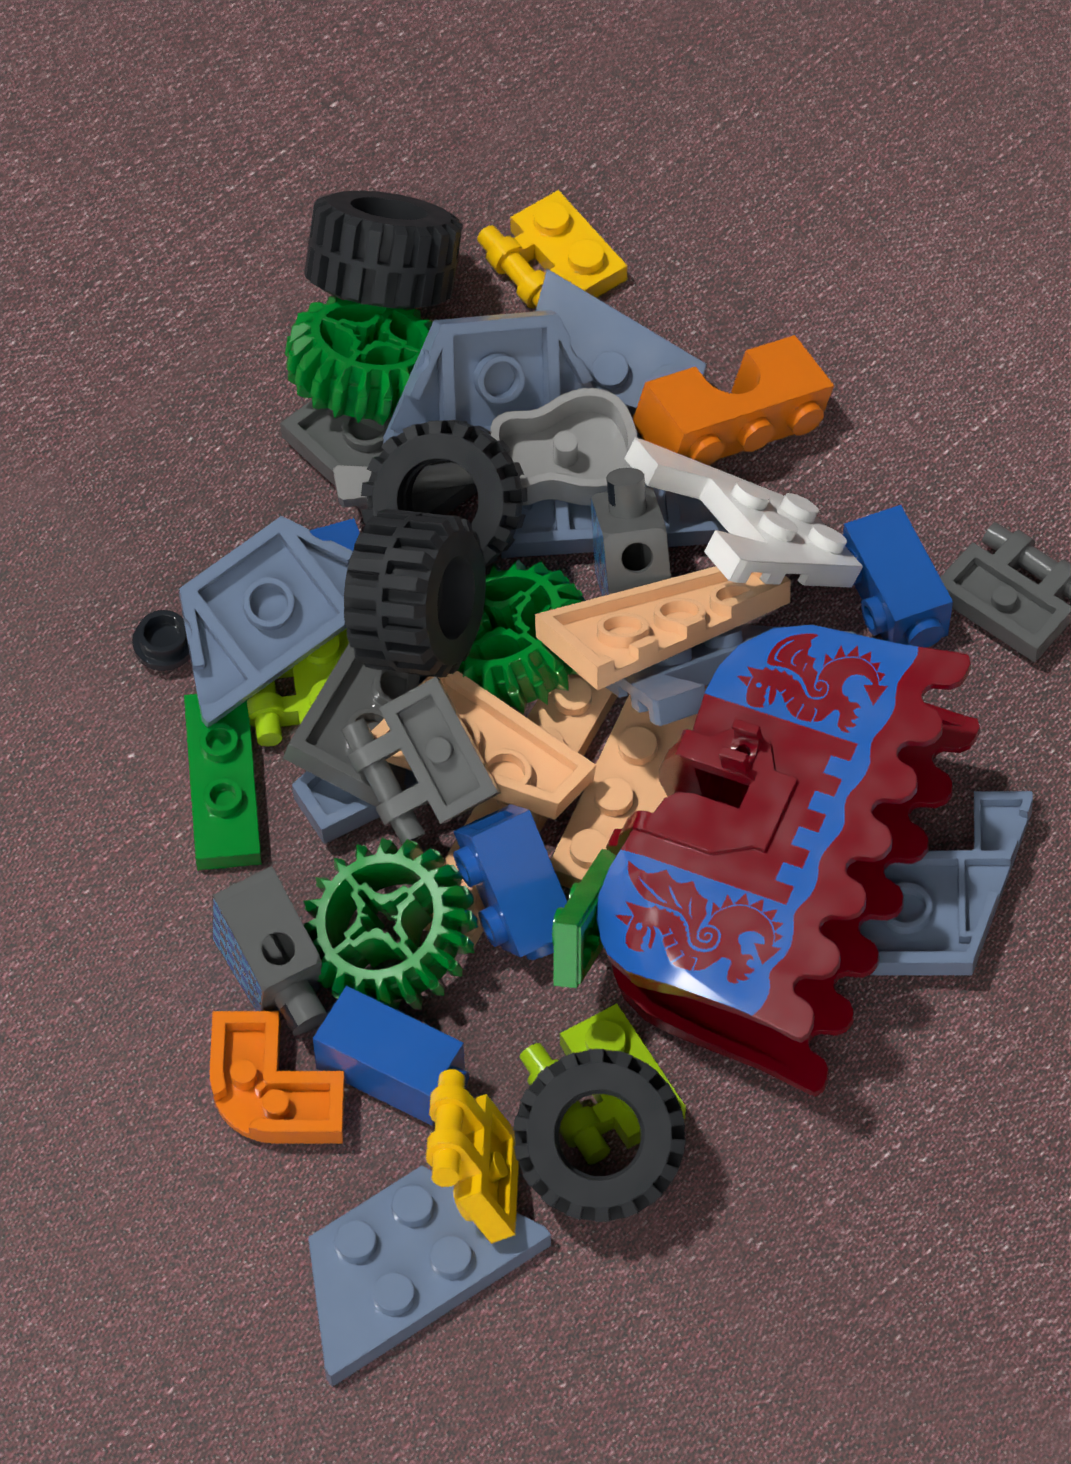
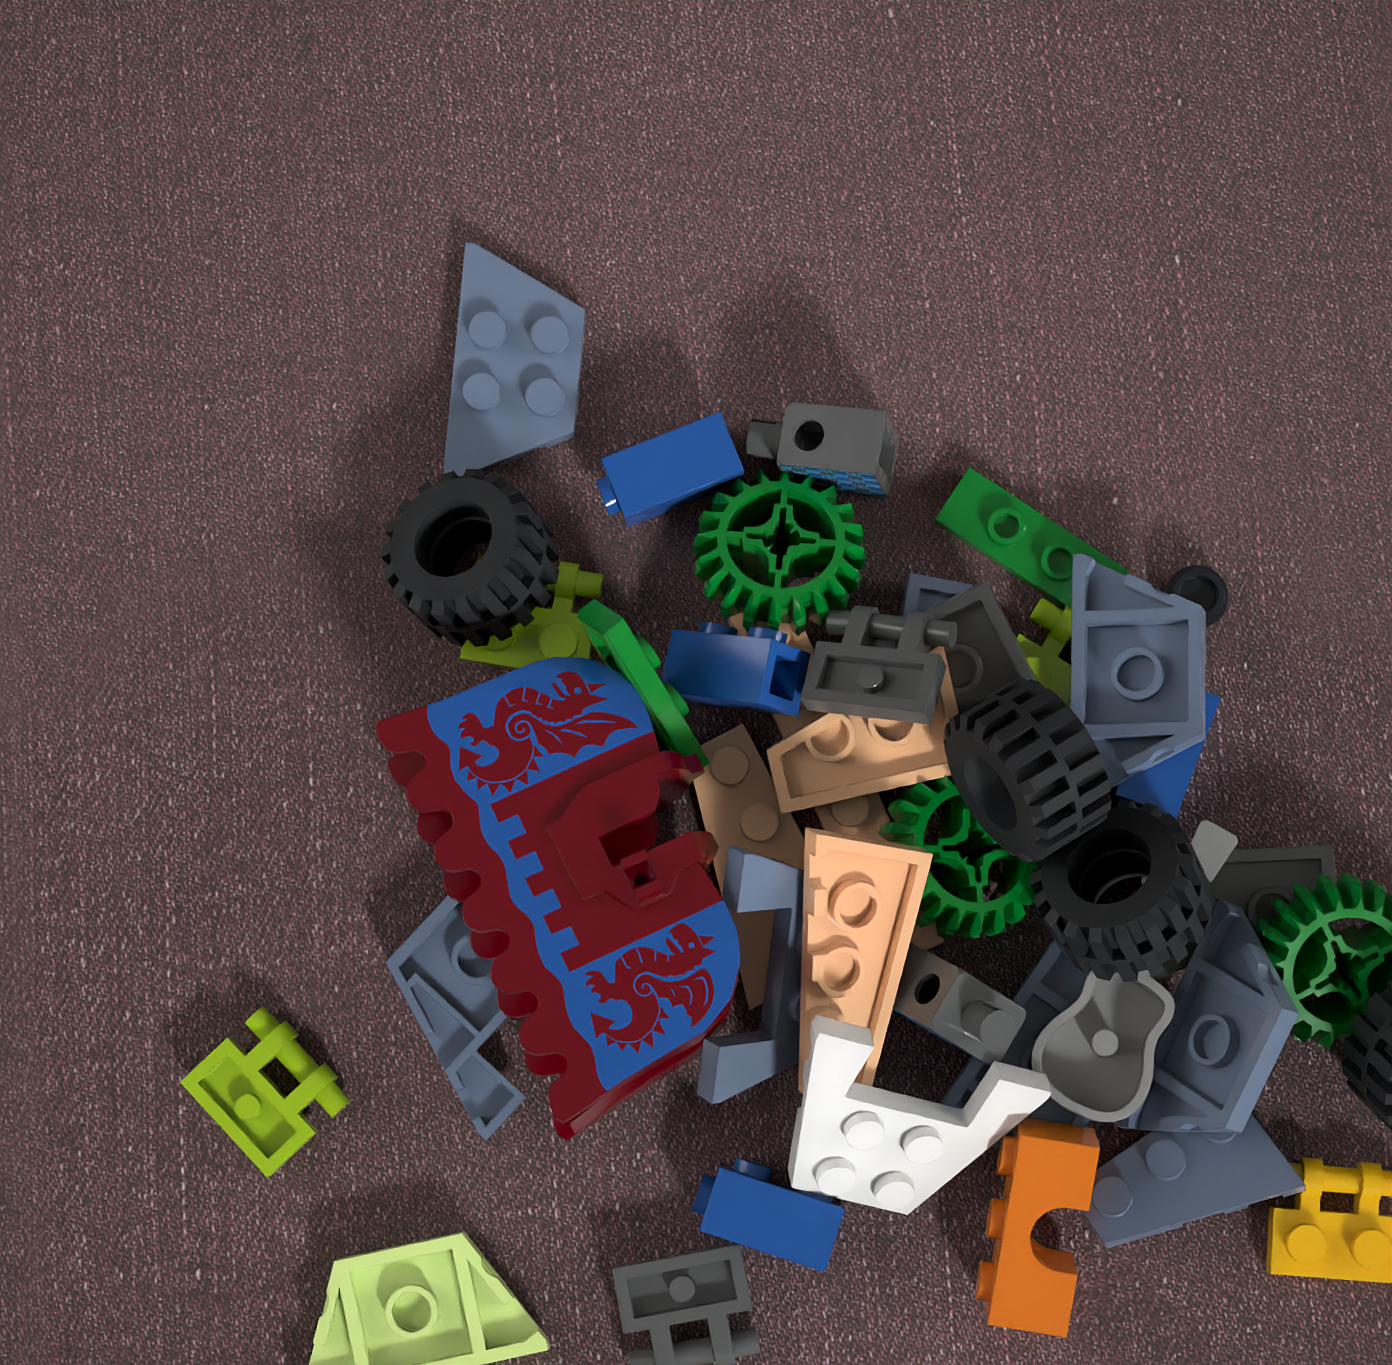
camera: 135 degrees right, 25 degrees up
(259, 1097) = (725, 360): orange plate -> none
(474, 1154) = (504, 445): yellow plate -> none

